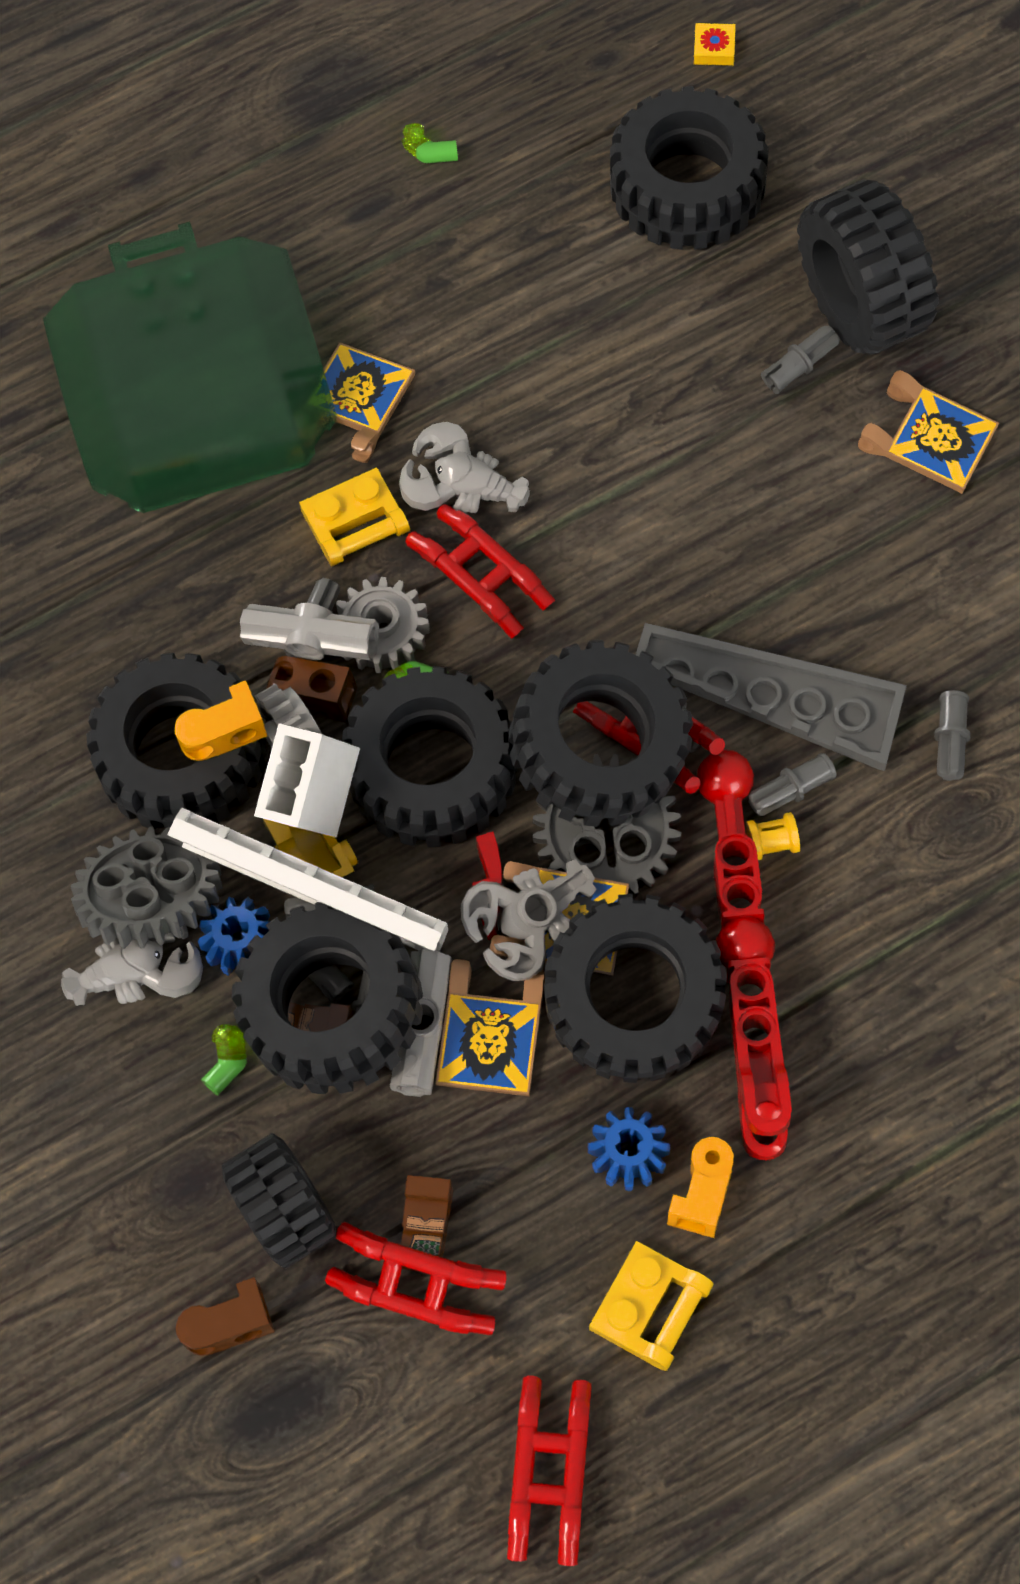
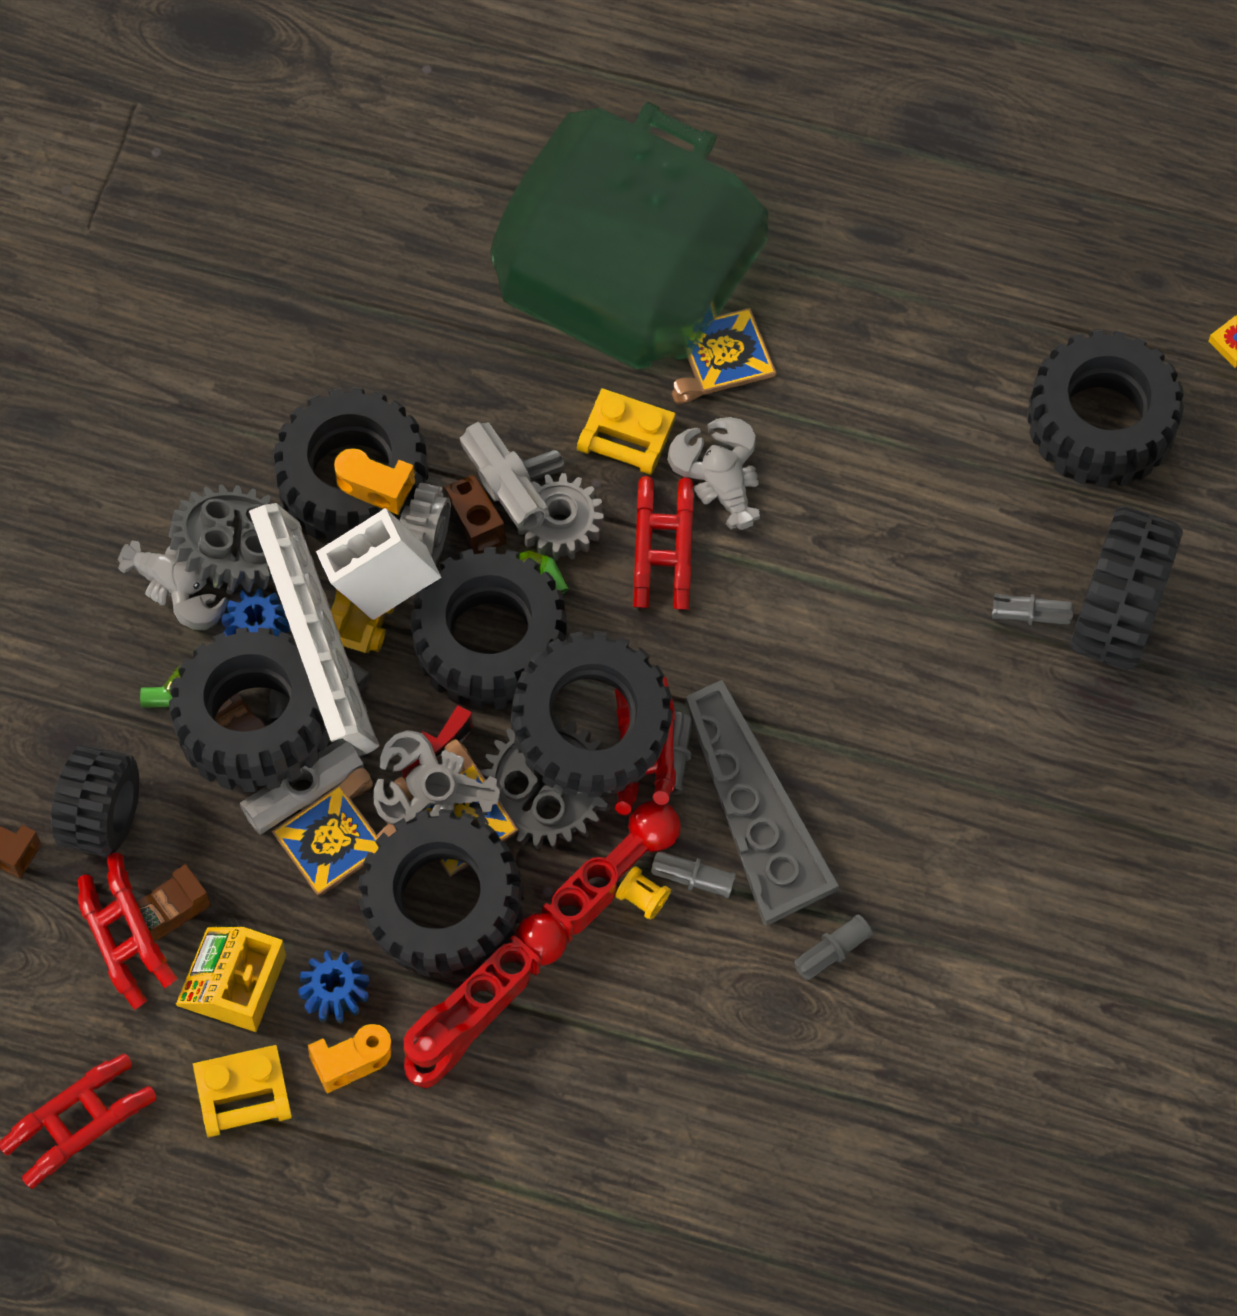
camera: 40 degrees right, 0 degrees up
(424, 148) = (955, 229): arm -> none
(542, 1223) = (233, 975): none -> yellow slope
(935, 436) = (1061, 751): flag -> none

